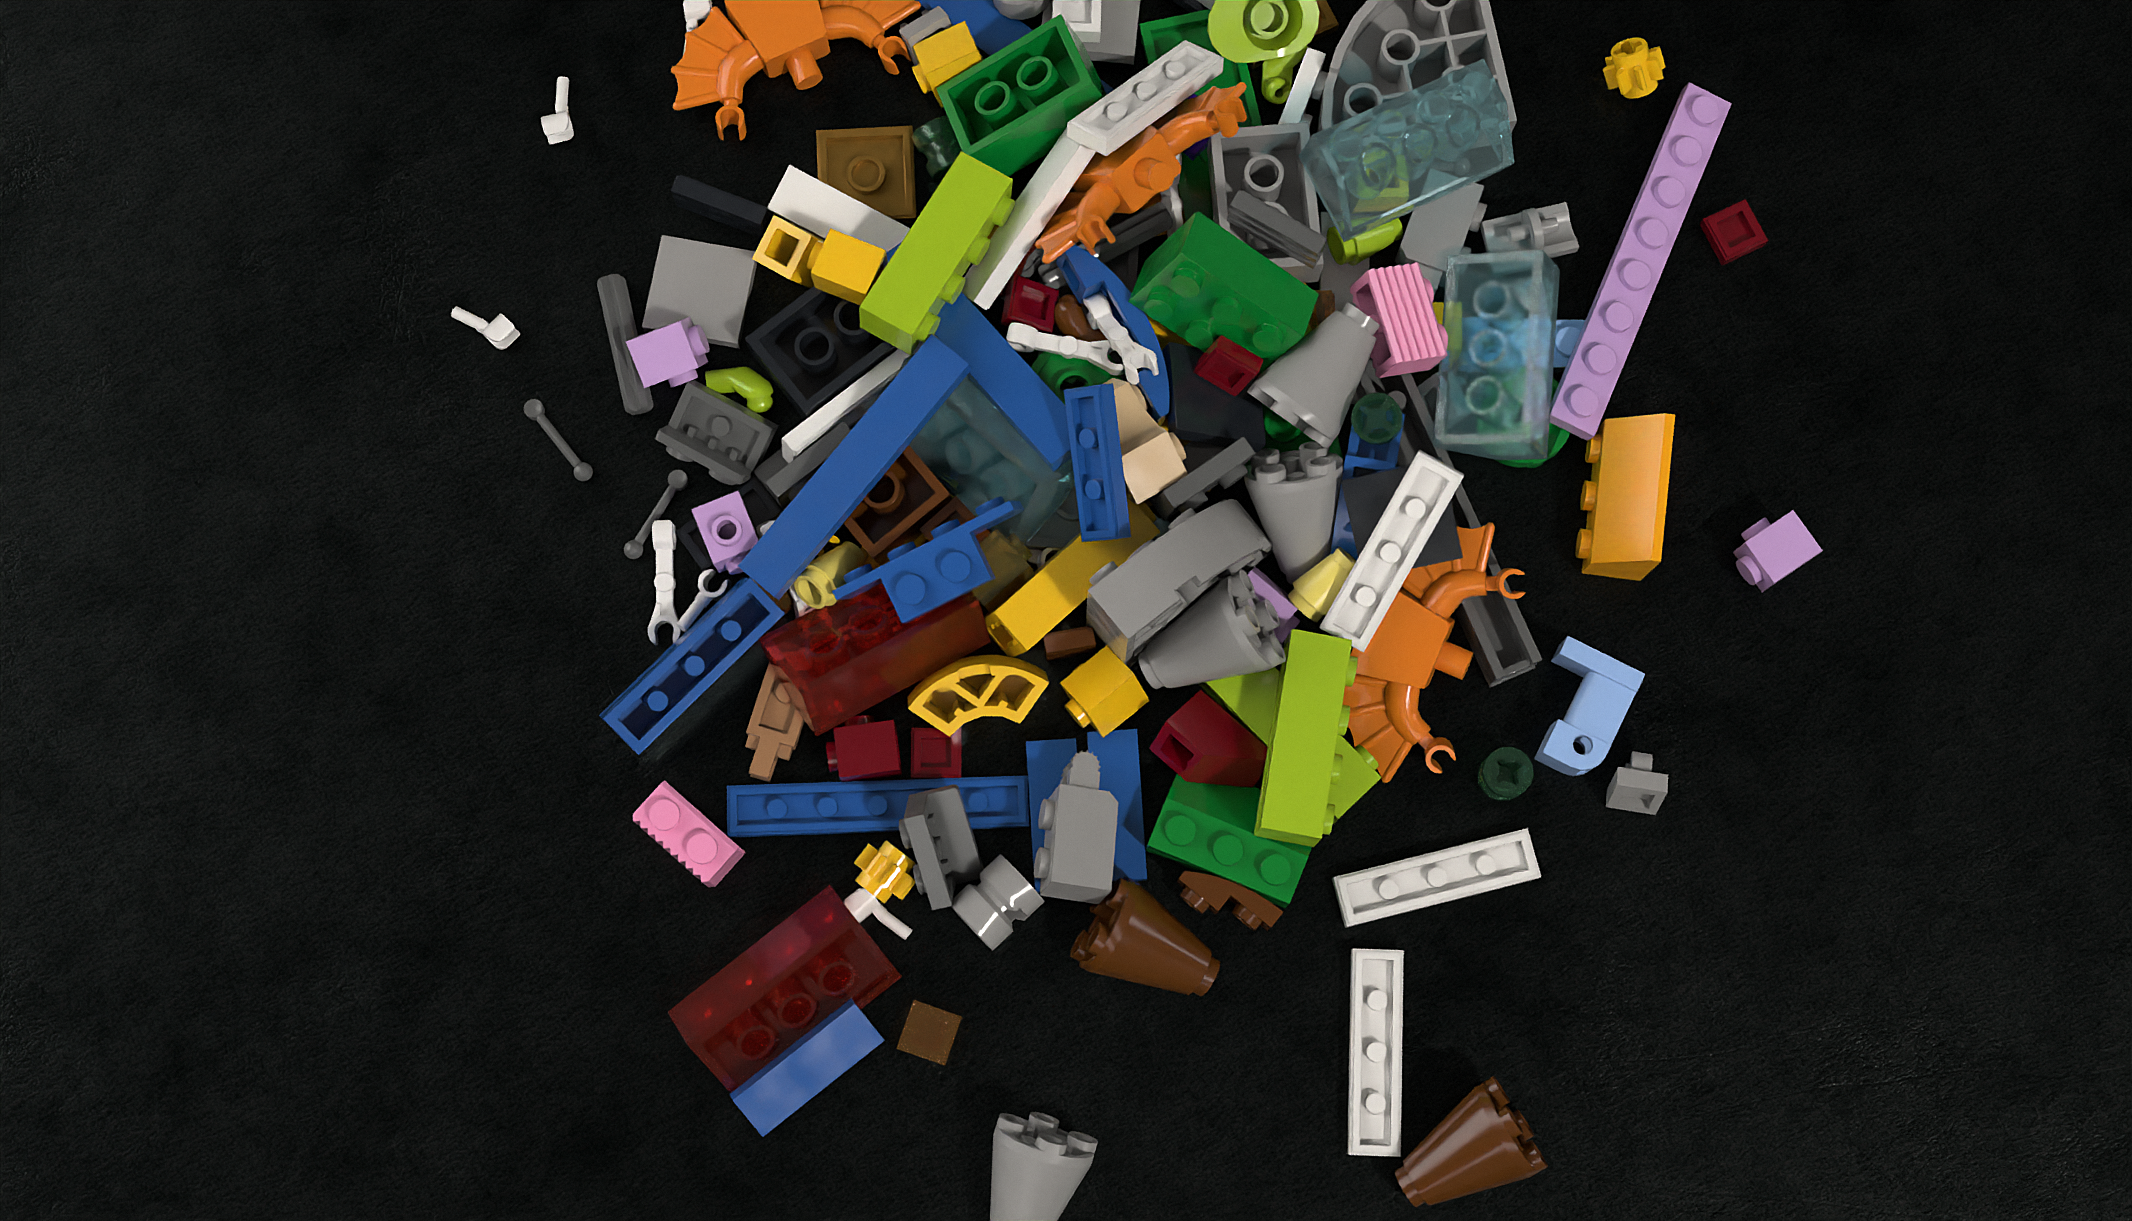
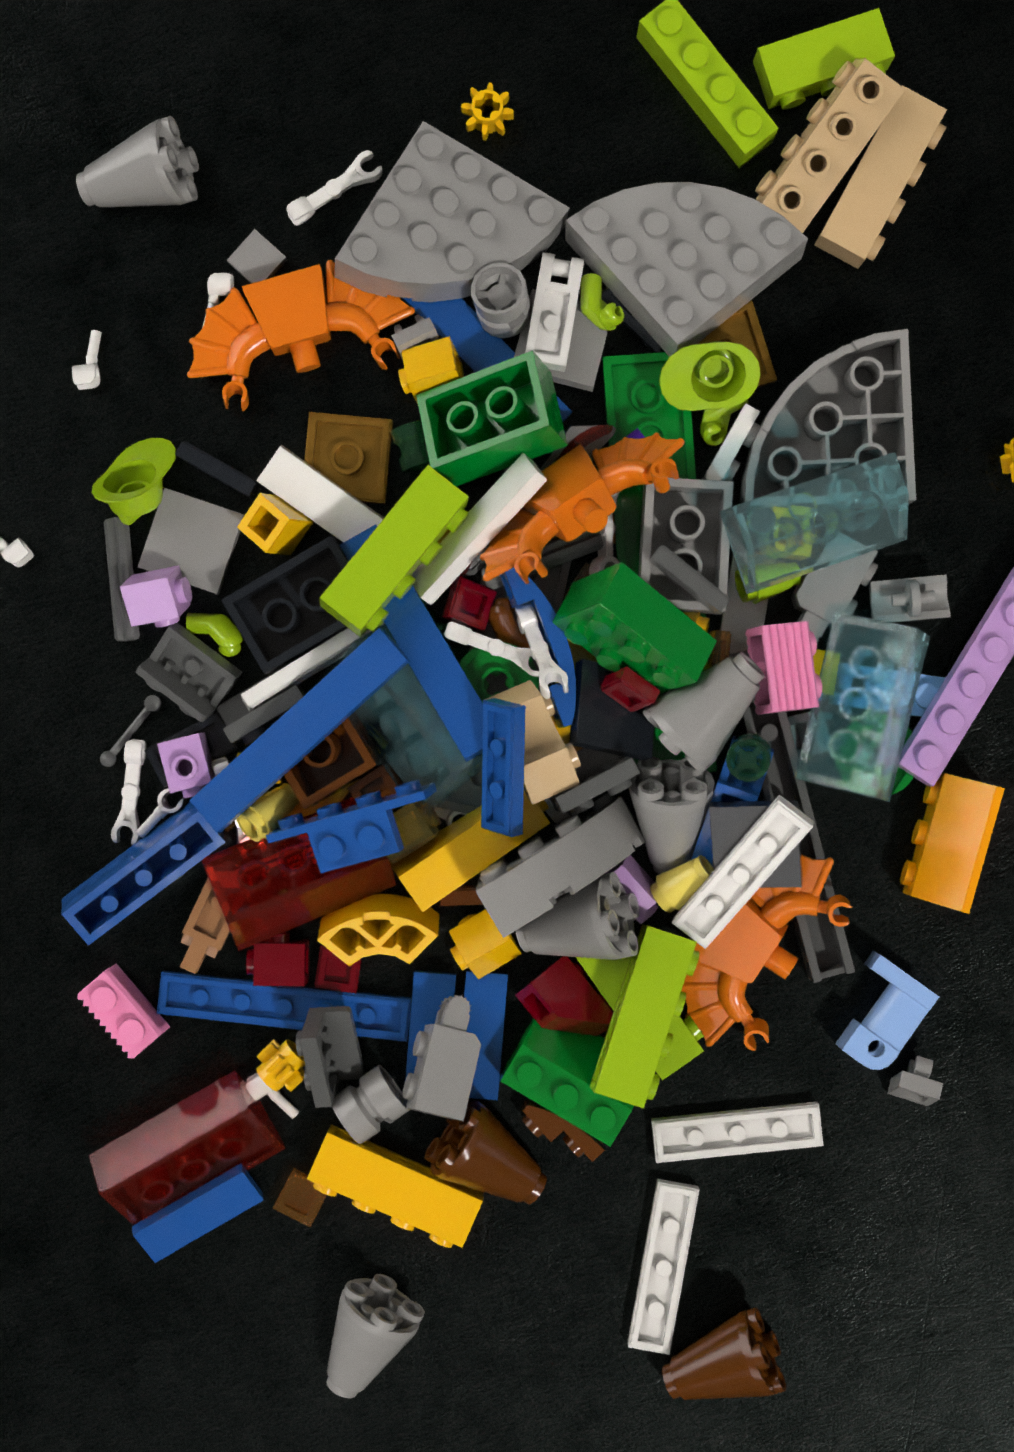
camera: 10 degrees right, 10 degrees up
(535, 411) = (39, 625): dark grey hinge -> none
(629, 229) = (134, 479): none -> lime piece
(846, 266) = (315, 554): yellow brick -> none
(1040, 997) = (395, 1187): none -> yellow brick
(1145, 98) = (594, 438): white tile -> none
(1497, 779) = (803, 1049): clear green wheel -> none

